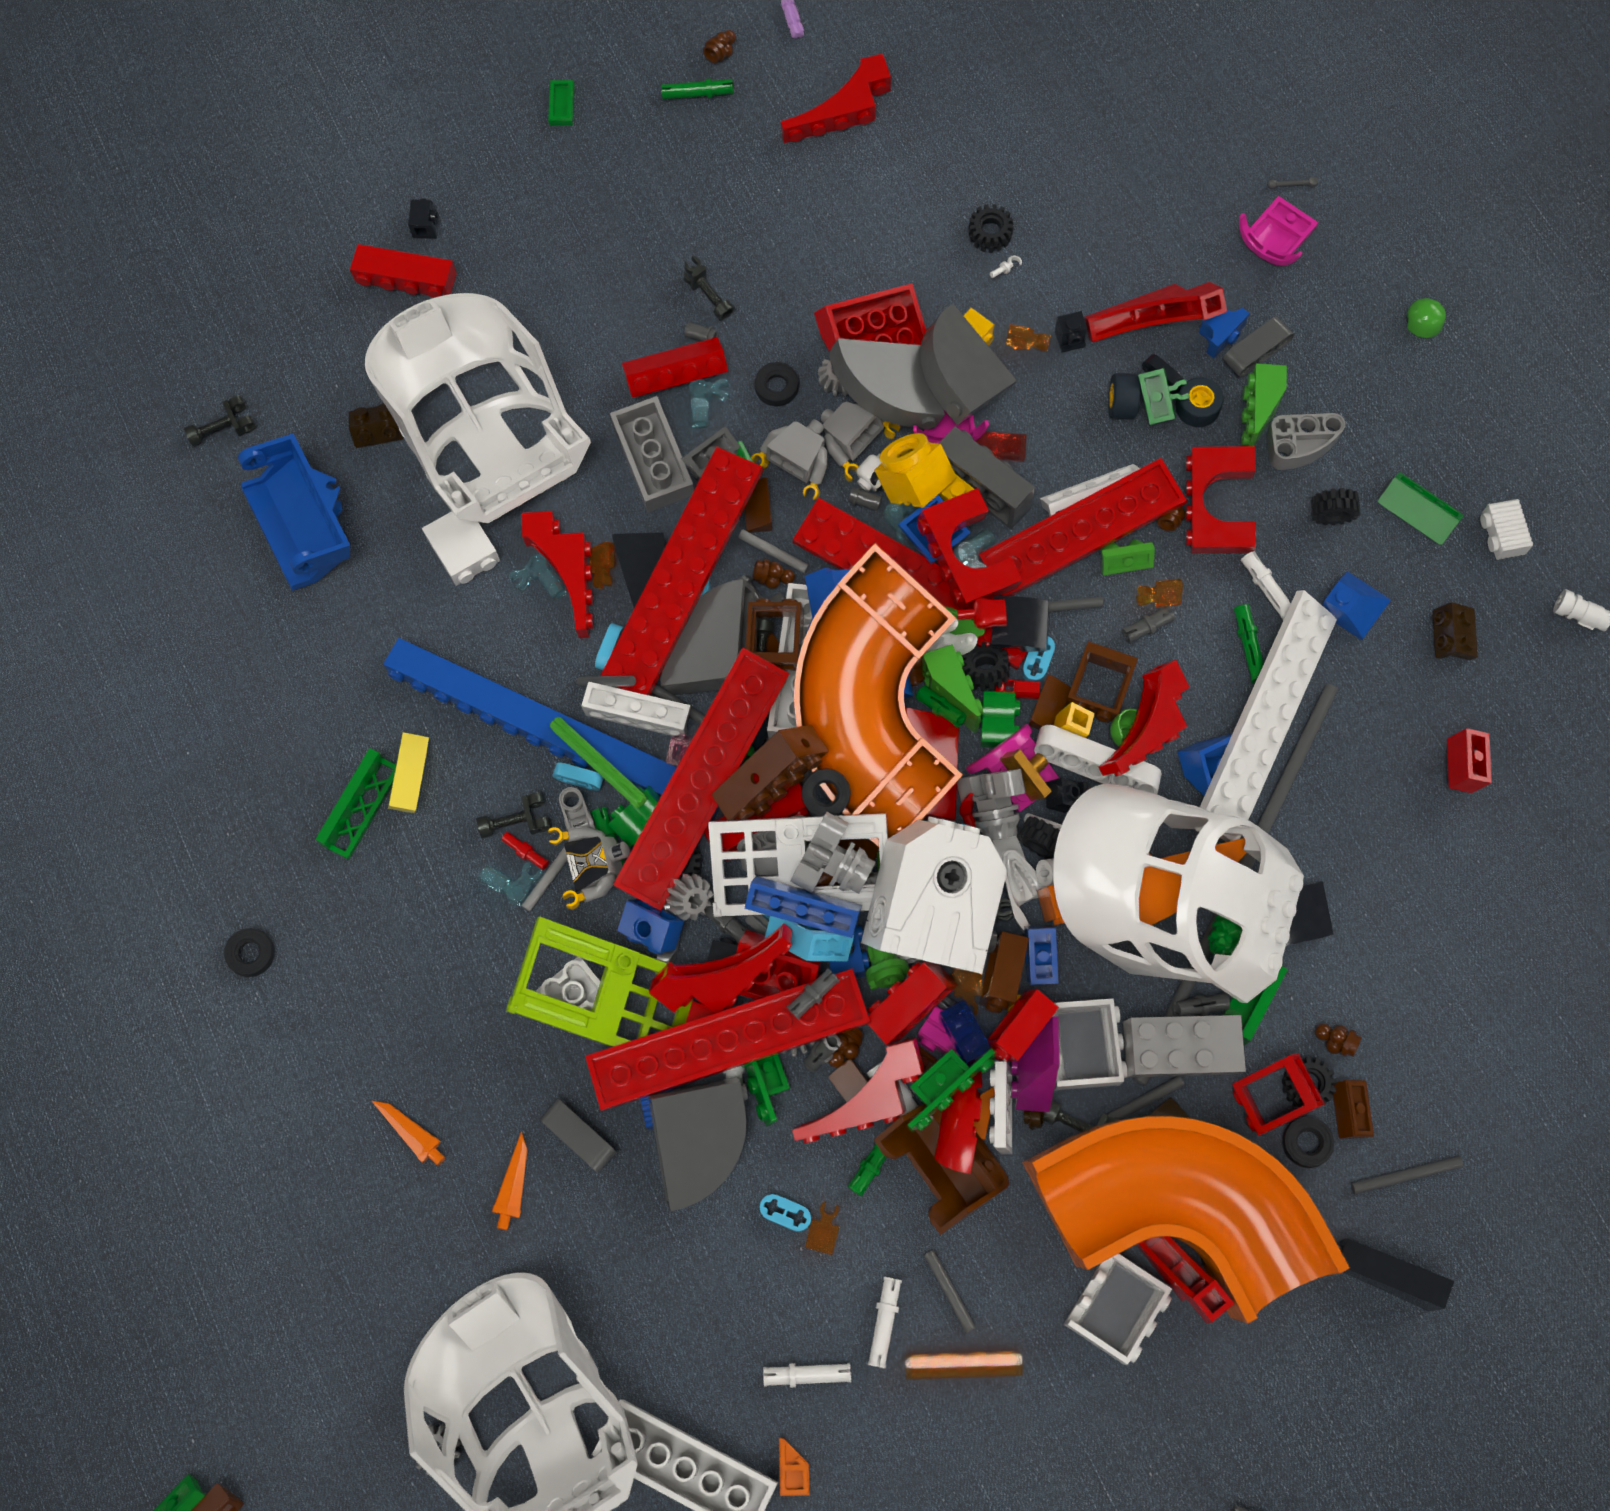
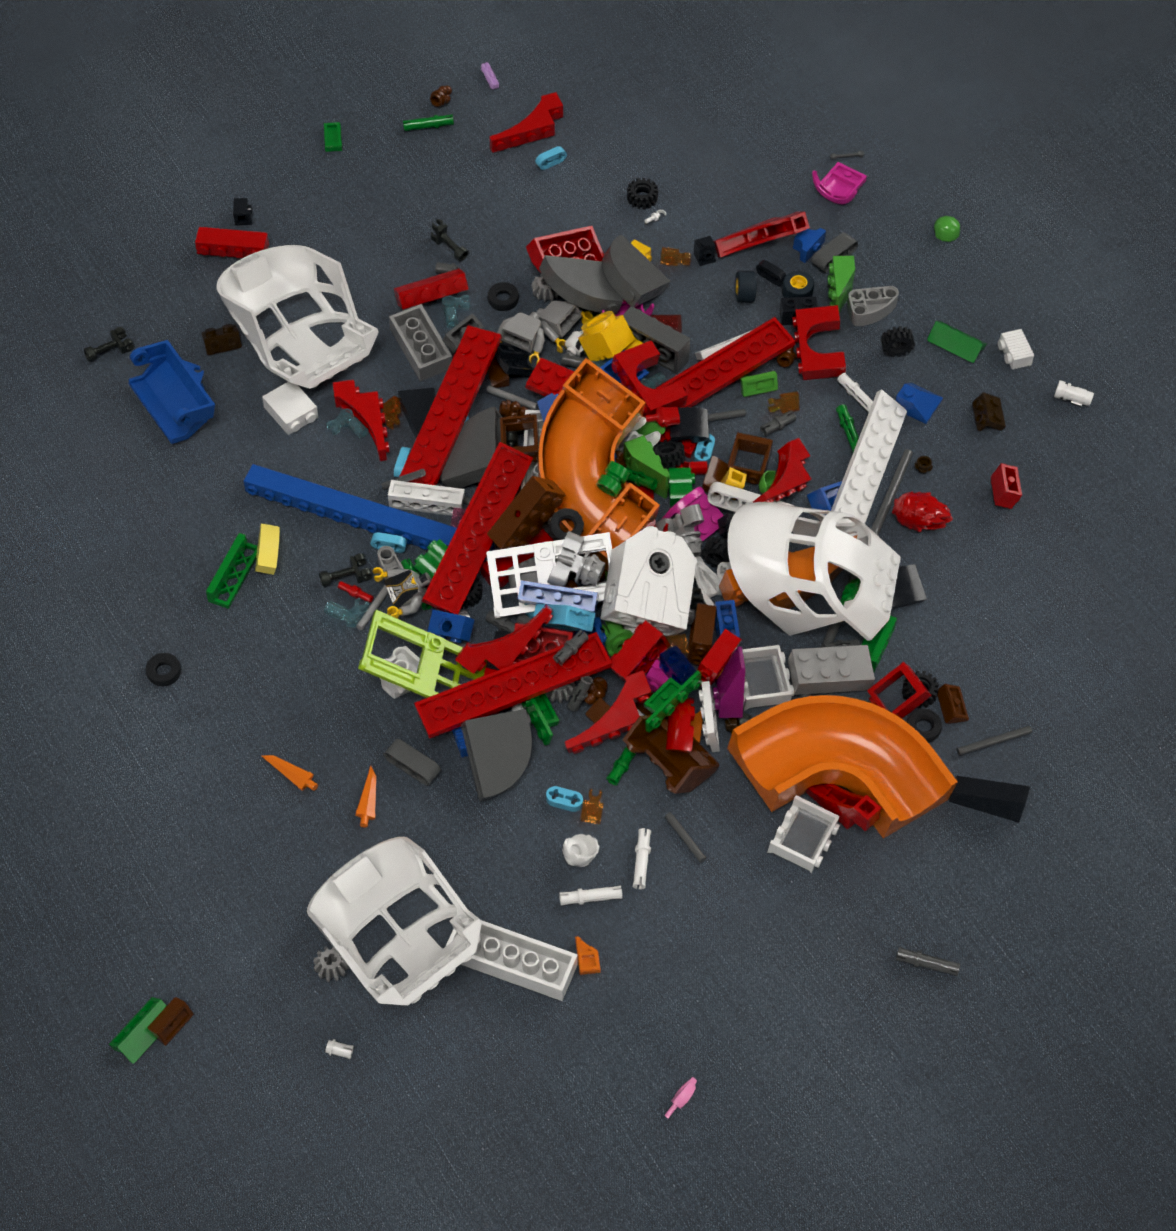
camera: 10 degrees left, 15 degrees down
(598, 762) = (404, 525): bright green axle -> none
(689, 897) = (477, 603): light grey gear -> none
(779, 495) = (513, 360): none -> black slope
(798, 1304) = (580, 850): none -> white hair
(866, 160) = (551, 158): none -> medium azure beam
(898, 732) = (612, 480): none -> green wheel
(963, 1365) = (700, 878): clear orange brick -> none
(1034, 785) = (711, 519): pearl gold tile -> none
(1158, 396) = (769, 282): green brick -> none
(1187, 435) = (789, 305): none -> black brick
(1338, 1039) = (937, 661): reddish brown piece -> none
(1340, 793) = (921, 511): none -> red head
(1355, 705) = (926, 461): none -> dark brown plate

